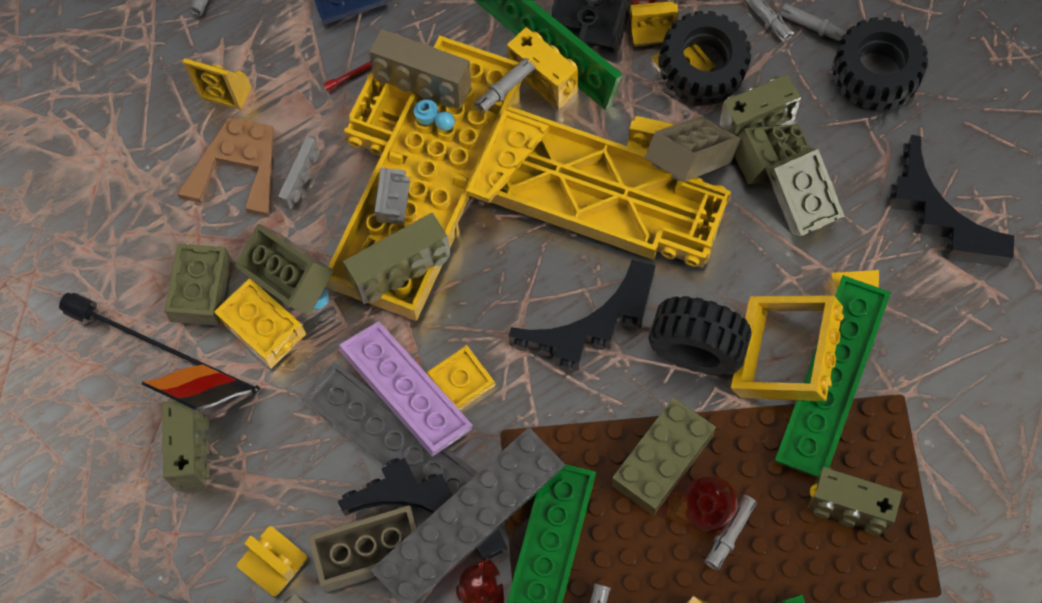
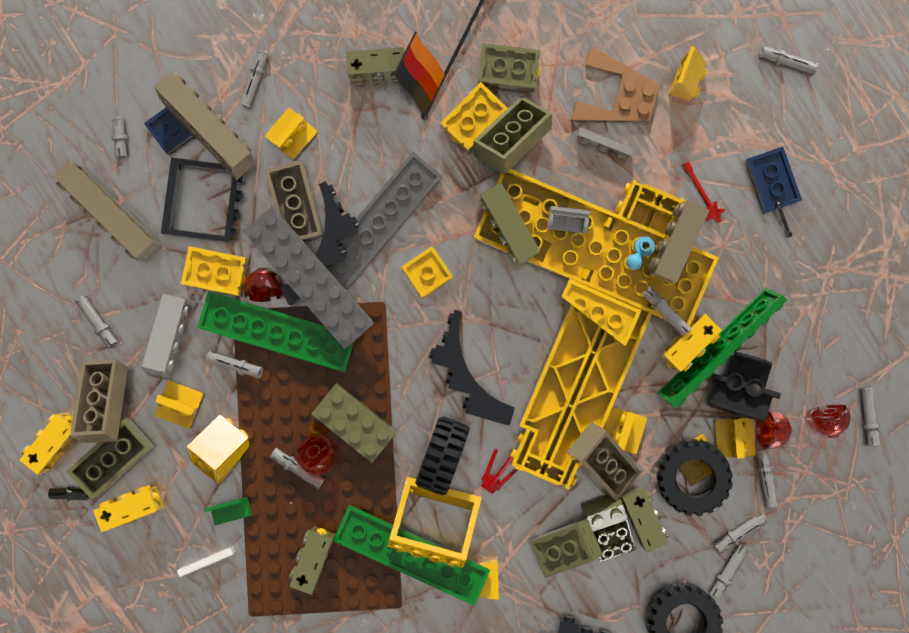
camera: 85 degrees right, 20 degrees up
(405, 388) = (417, 229): lavender plate -> none
(730, 287) = (491, 482): none -> red plant

